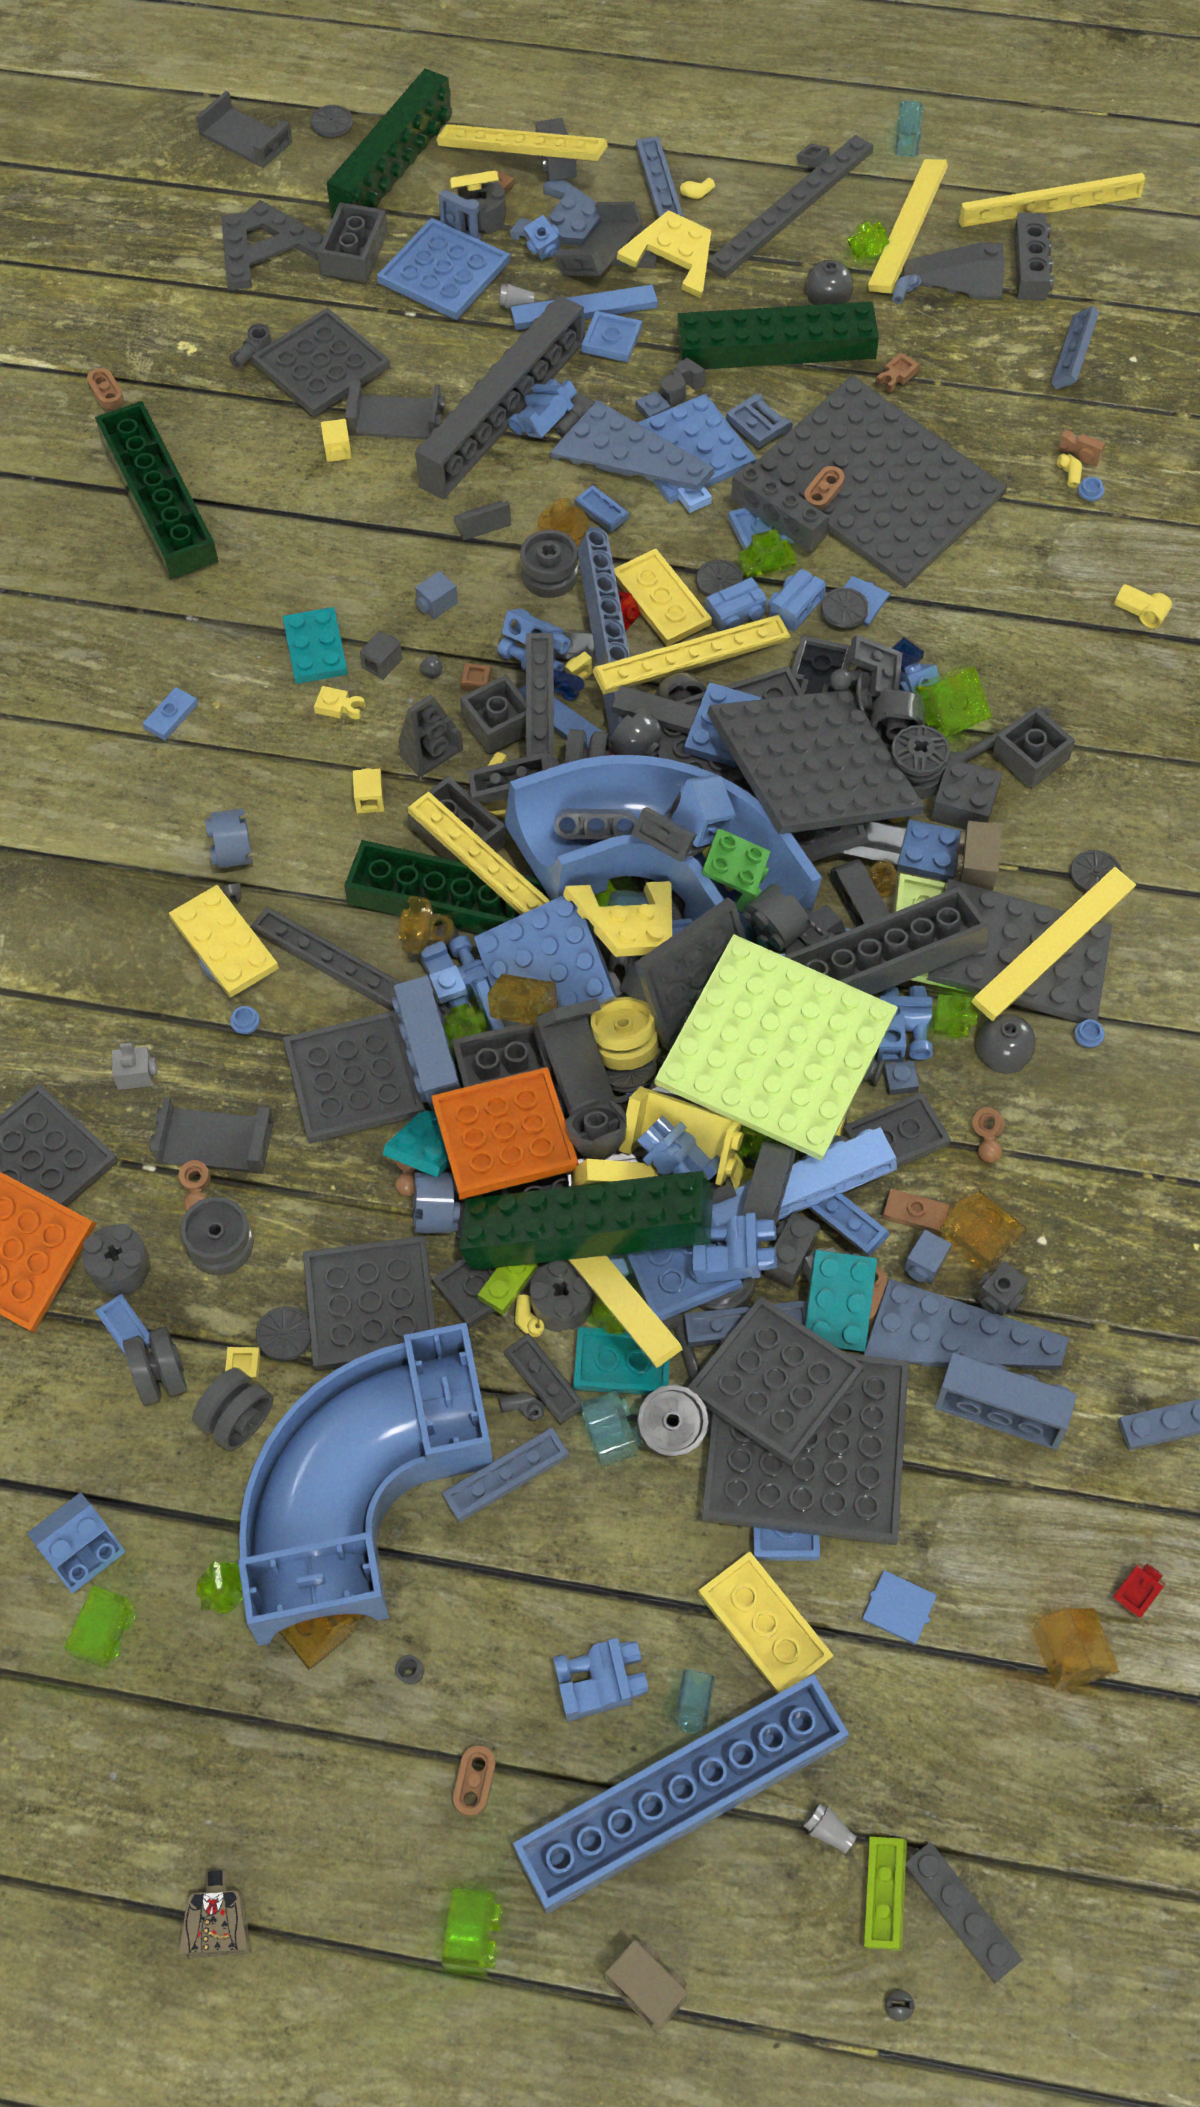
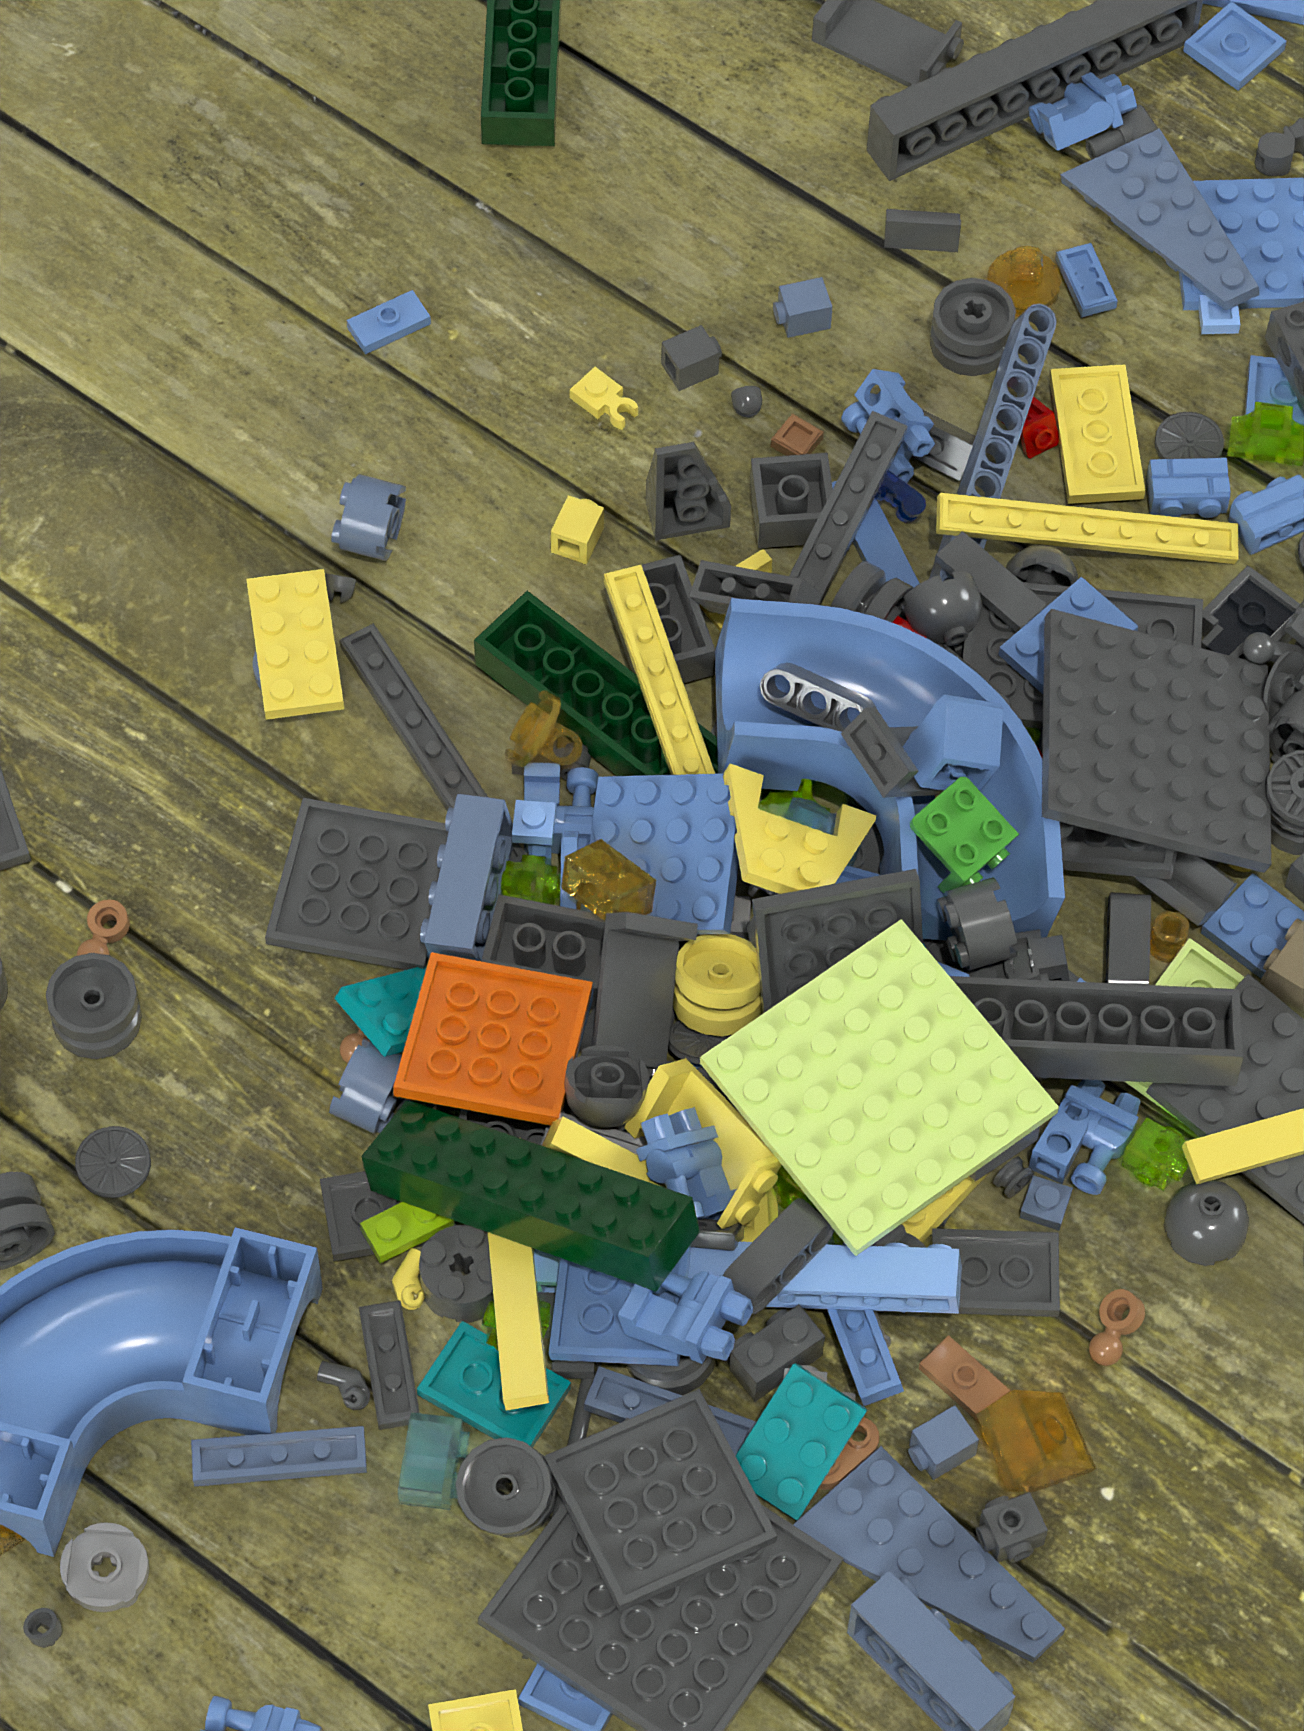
camera: 25 degrees right, 0 degrees up
(133, 1067) = (106, 753): light grey brick -> none
(213, 1138) = (154, 884): dark grey panel -> none
(244, 1358) = (48, 1173): light yellow plate -> none
(245, 1020) = (271, 755): medium blue plate -> none
(315, 645) = (616, 308): teal plate -> none
(336, 440) = (789, 43): light yellow brick -> none
(366, 1298) = (231, 1164): dark grey plate -> none
(437, 1590) = (120, 1587): none -> light grey plate
(580, 666) = (932, 482): light yellow plate -> none
(651, 404) = (1236, 163): sand blue plate -> none

